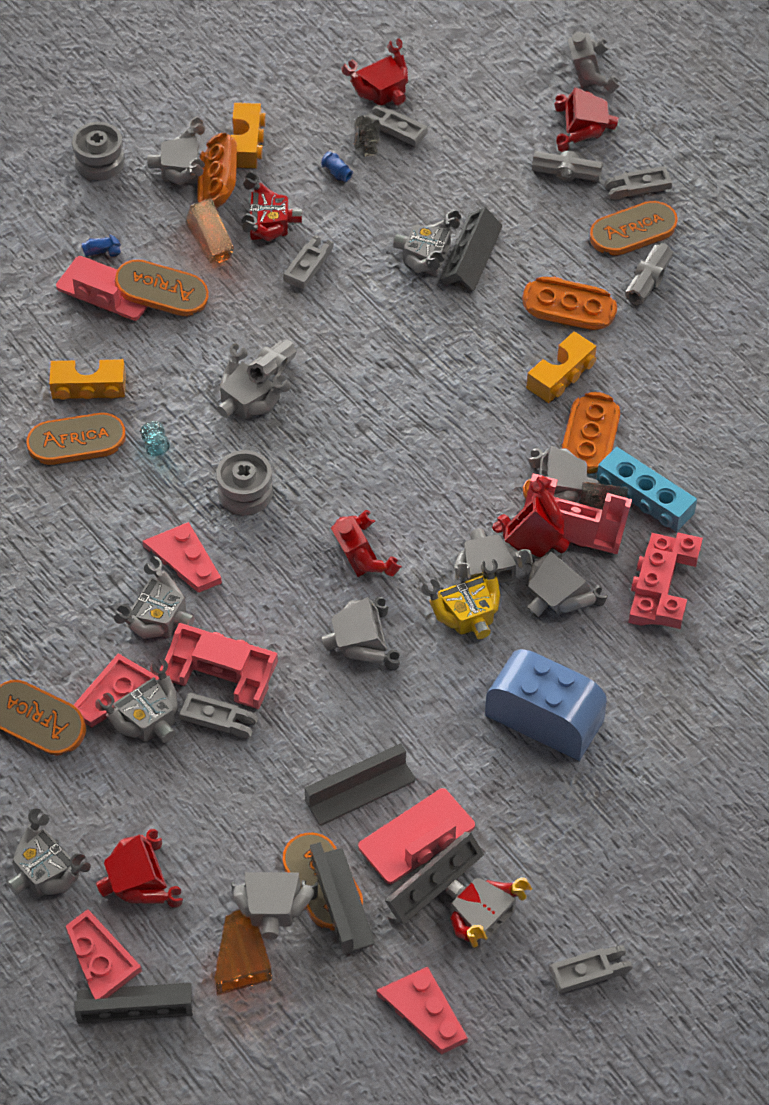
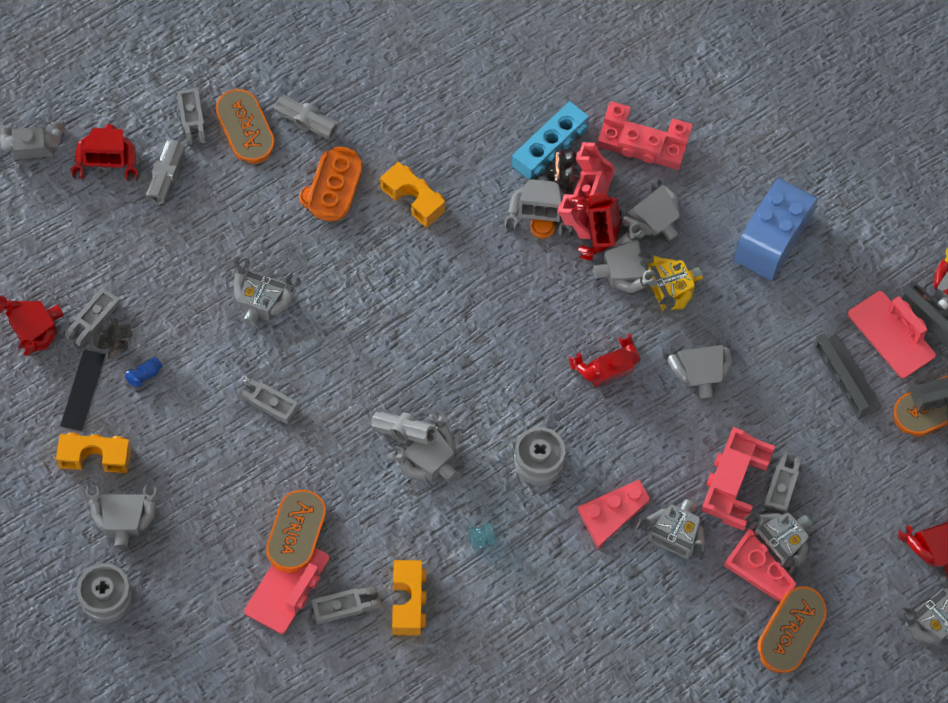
camera: 90 degrees left, 10 degrees up
(76, 438) = (474, 609): dark tan tile -> none
(83, 330) = (343, 604): none -> light grey hinge
(102, 245) = (232, 592): blue arm -> none
(209, 231) = (226, 486): clear orange slope -> none
(219, 169) = (132, 472): orange tile -> none
(268, 211) = (205, 432): torso -> none
(315, 128) = (82, 390): none -> black sticker
(472, 249) = (261, 258): dark grey panel -> none
(592, 428) = (480, 179): orange tile -> none

